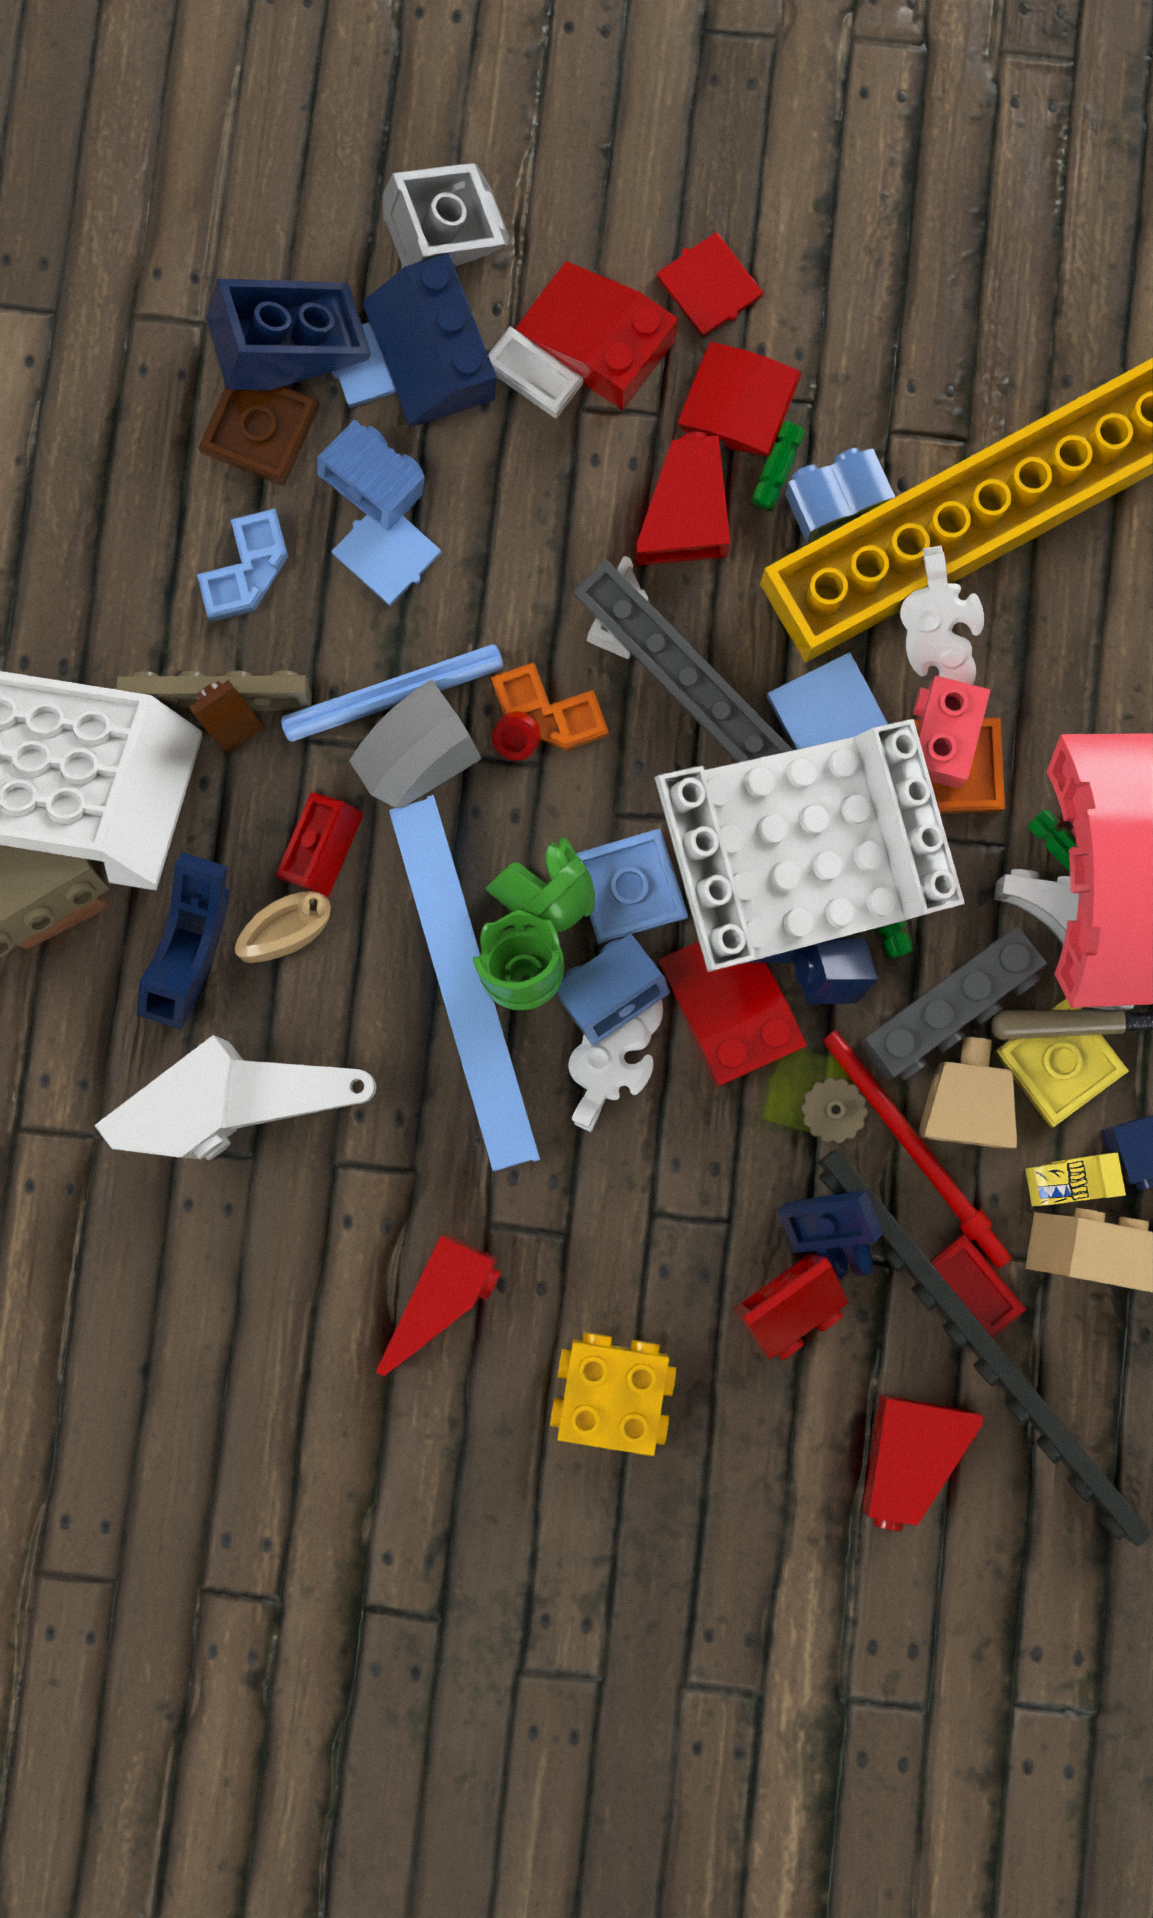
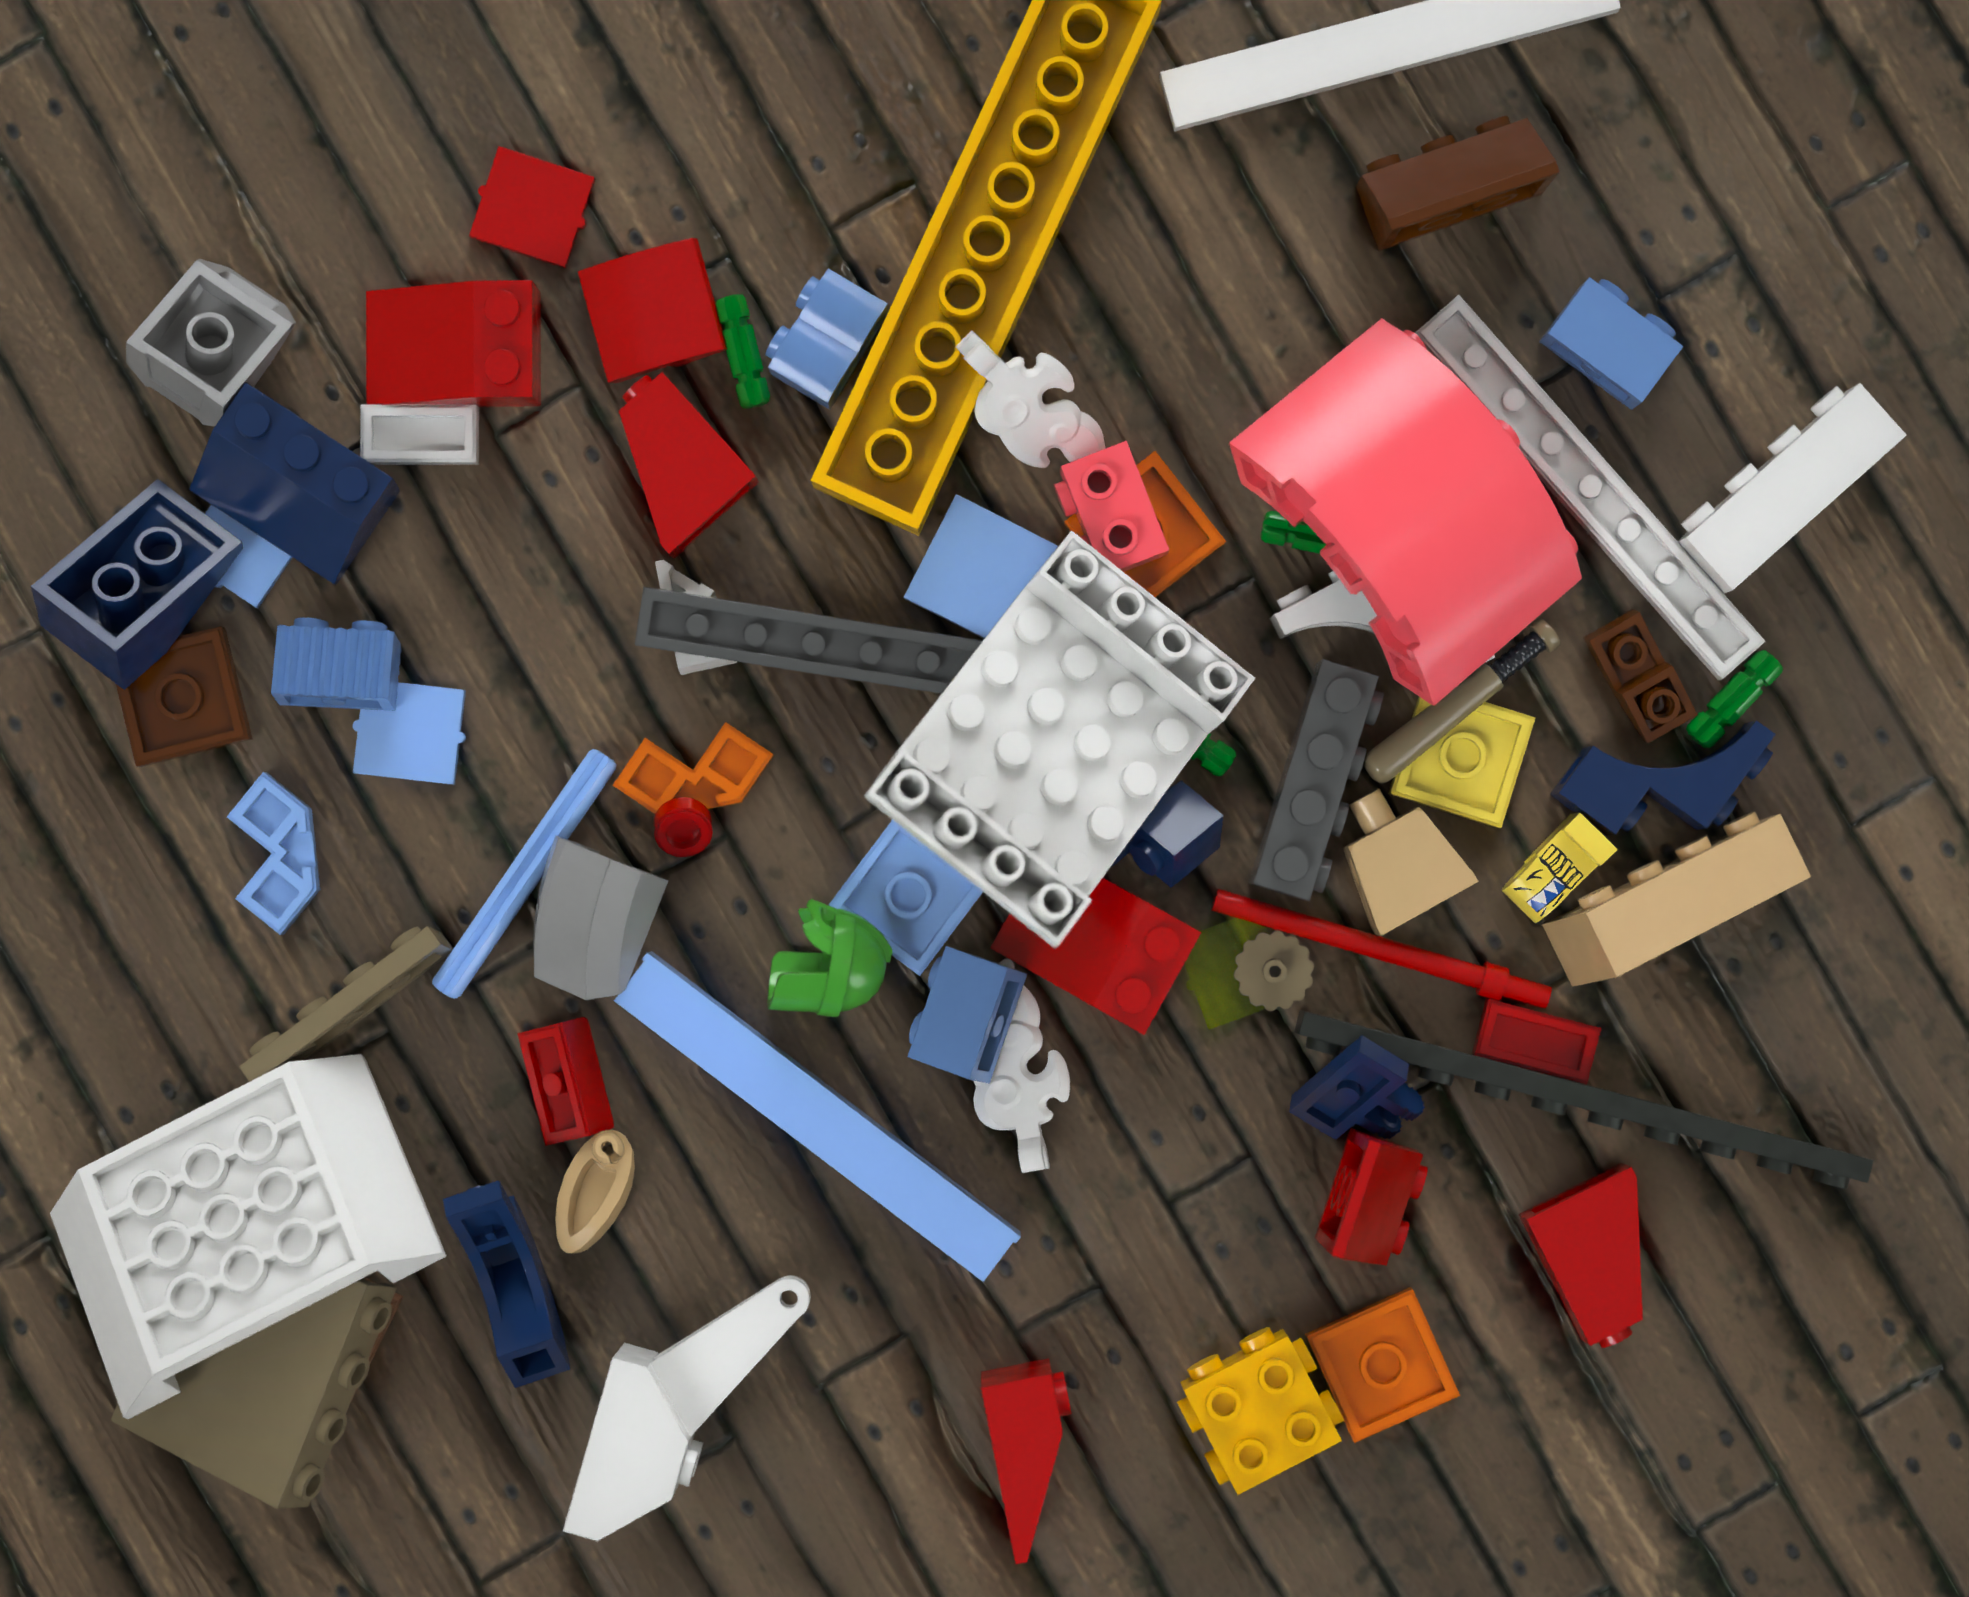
camera: 40 degrees left, 5 degrees up
(225, 715) = (378, 1025): reddish brown slope -> none
(521, 964) = (848, 1052): bright green helmet -> none
(716, 1427) = (1382, 1364): none -> orange tile

